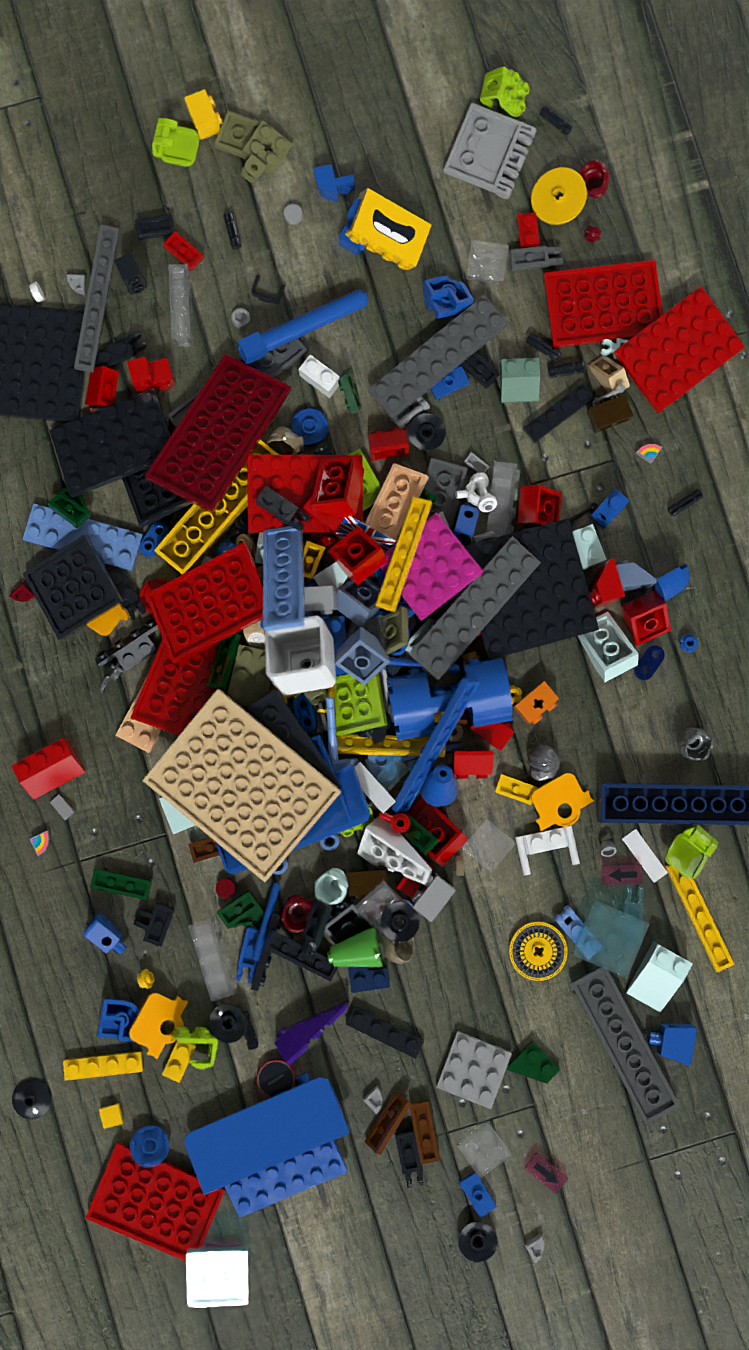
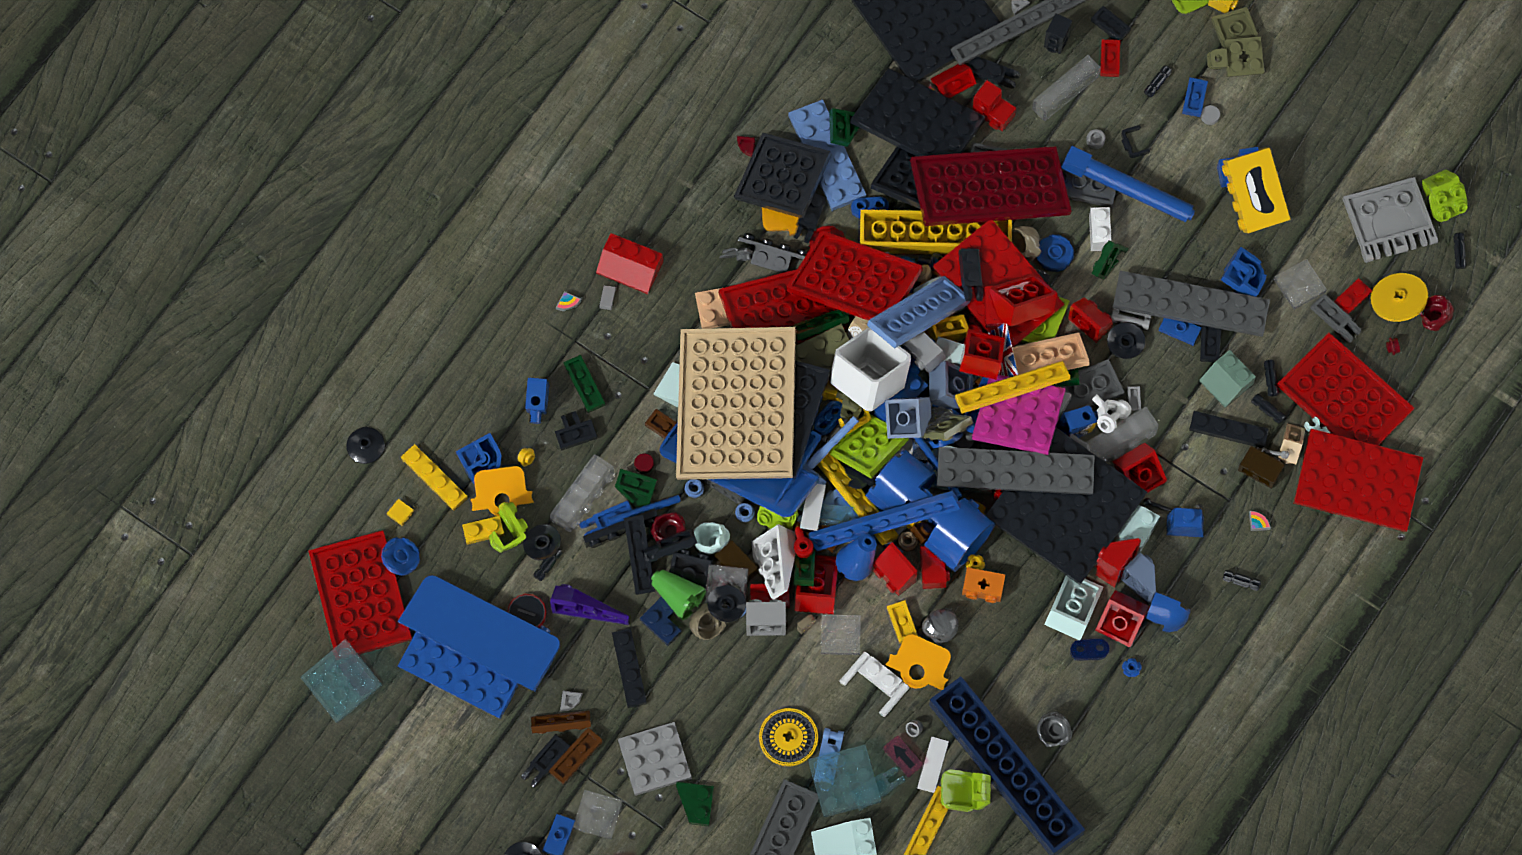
camera: 55 degrees right, 15 degrees down
(269, 213) = (1195, 97): none -> blue plate
(329, 186) = (1255, 124): blue brick -> none

